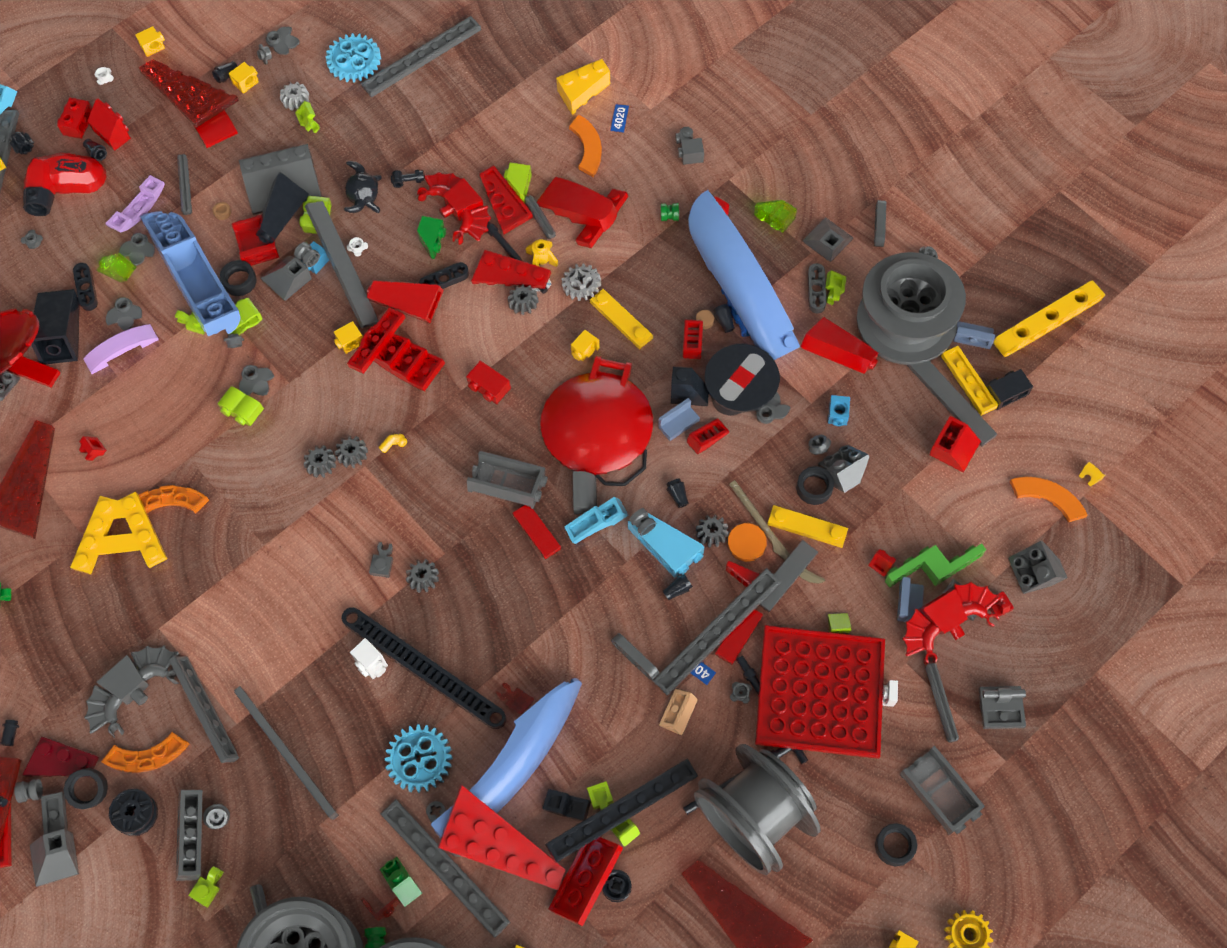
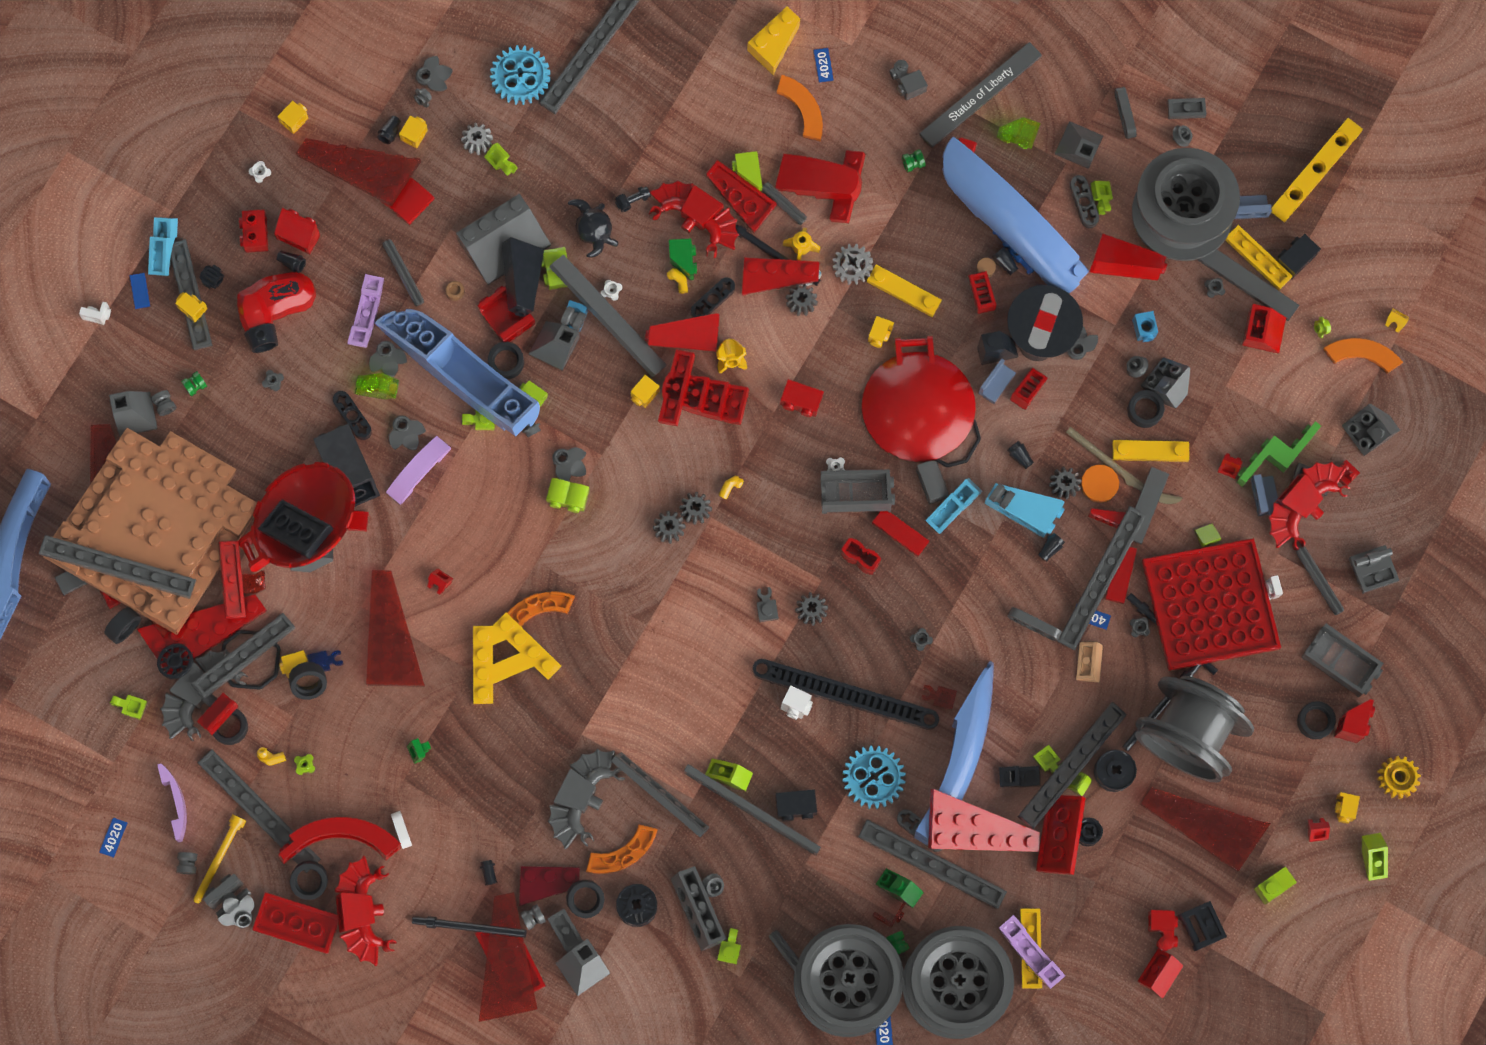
camera: 25 degrees left, 10 degrees up
(278, 710) = (729, 774): none -> lime slope
(331, 761) = (796, 804): none -> black brick
(422, 253) = (678, 276): none -> yellow arm
(438, 328) = (730, 355): none -> yellow brick
(486, 539) = (856, 553): none -> red brick
(502, 450) = (838, 462): none -> white plate
(515, 643) = (921, 644): none -> dark grey plate
(670, 818) = (1110, 760): none -> black wheel
(755, 174) = (980, 95): none -> dark grey tile
(914, 391) = (1214, 282): none -> dark grey plate
(935, 859) = (1354, 723): none -> red slope
(939, 234) = (1186, 108): none -> dark grey plate
(1014, 459) = (1322, 327): none -> lime plate

